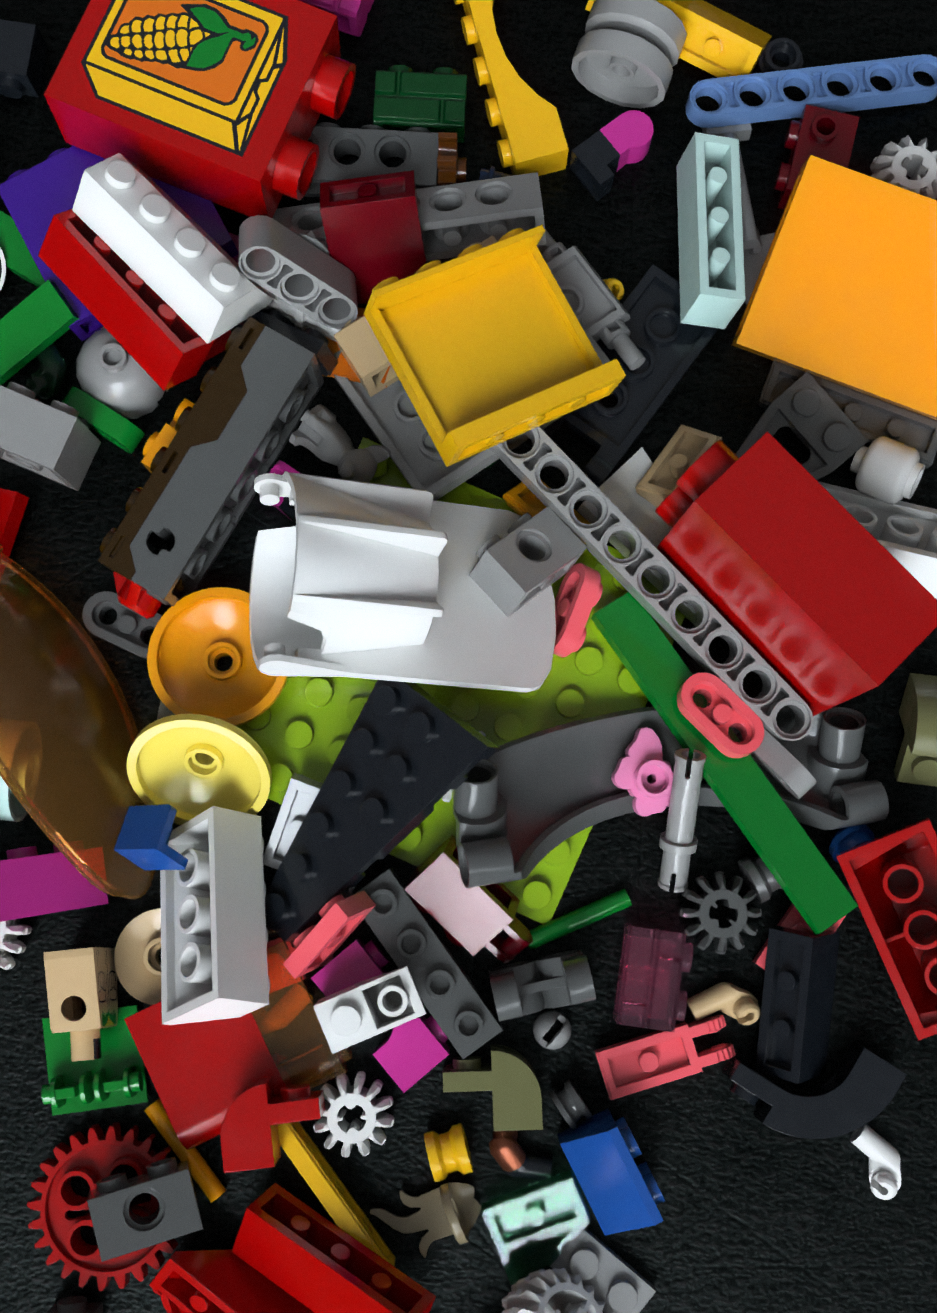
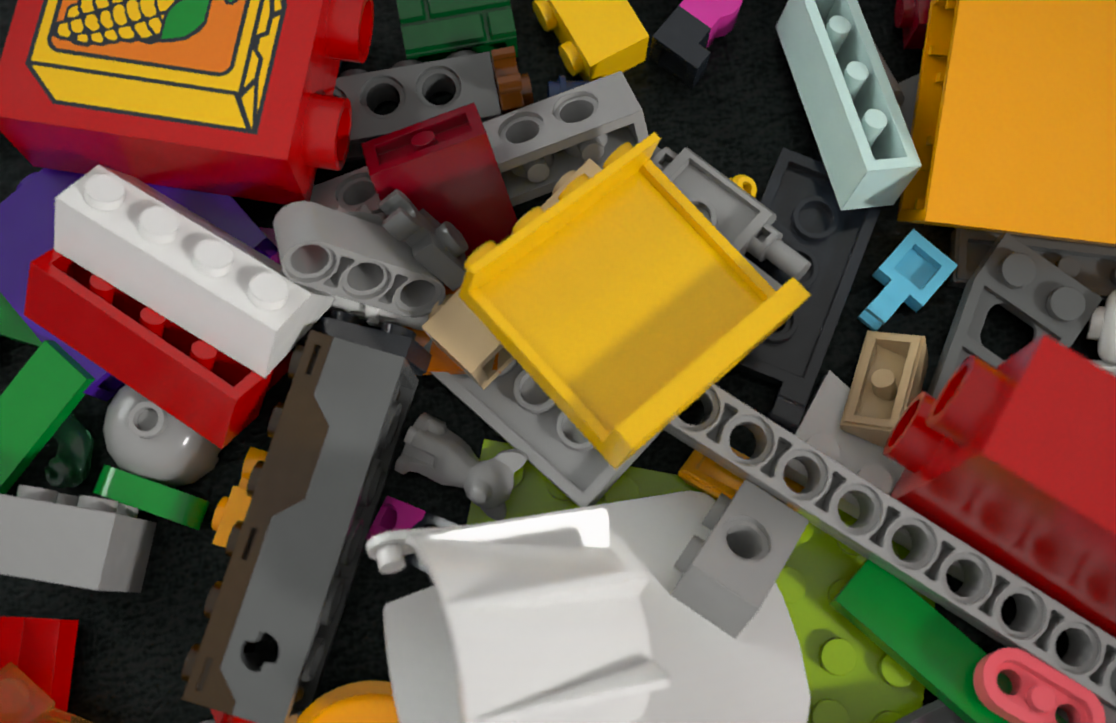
camera: 15 degrees left, 5 degrees down
(355, 271) = (433, 244): none -> dark grey plate
(574, 601) = (809, 593): coral plate -> none
(724, 389) = (909, 276): none -> medium azure plate

